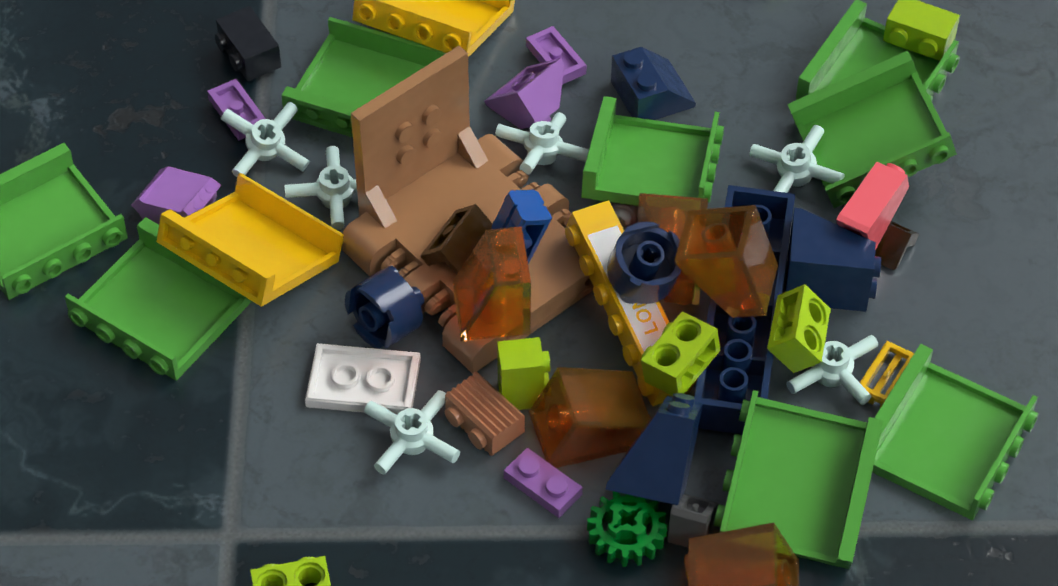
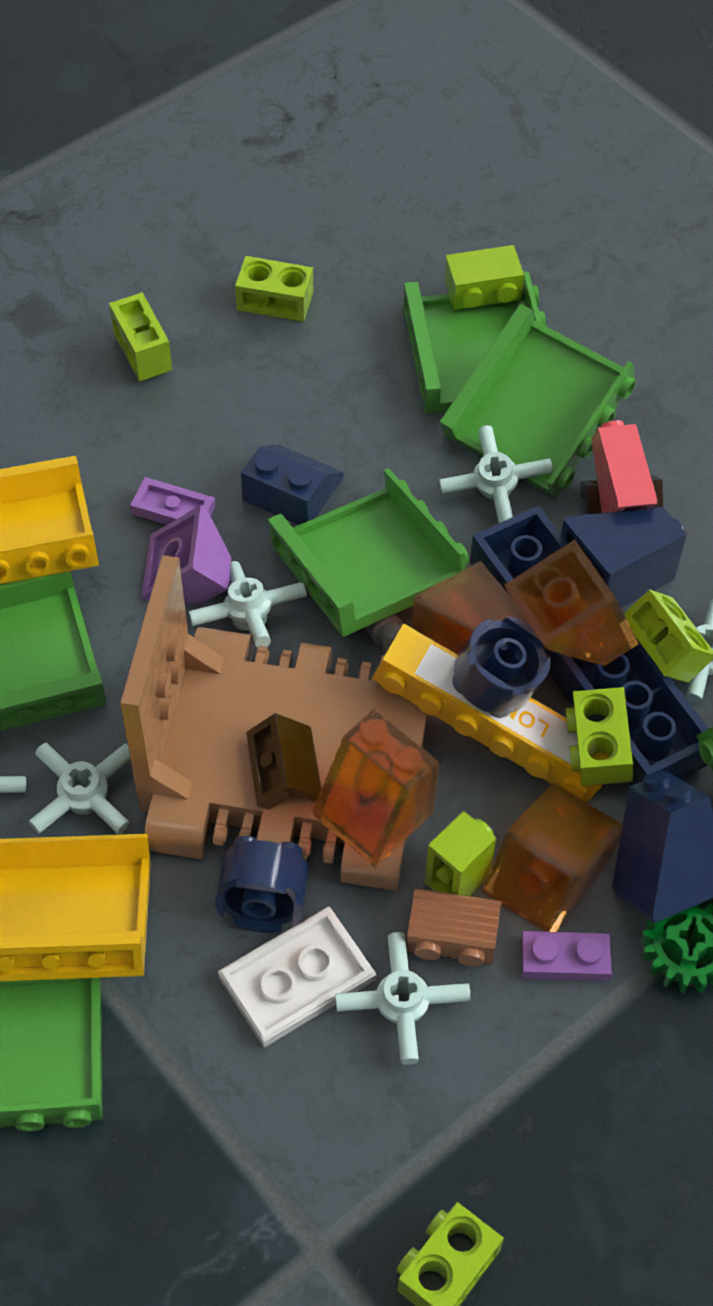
camera: 40 degrees left, 5 degrees up
(525, 210) = (341, 702): blue brick -> none

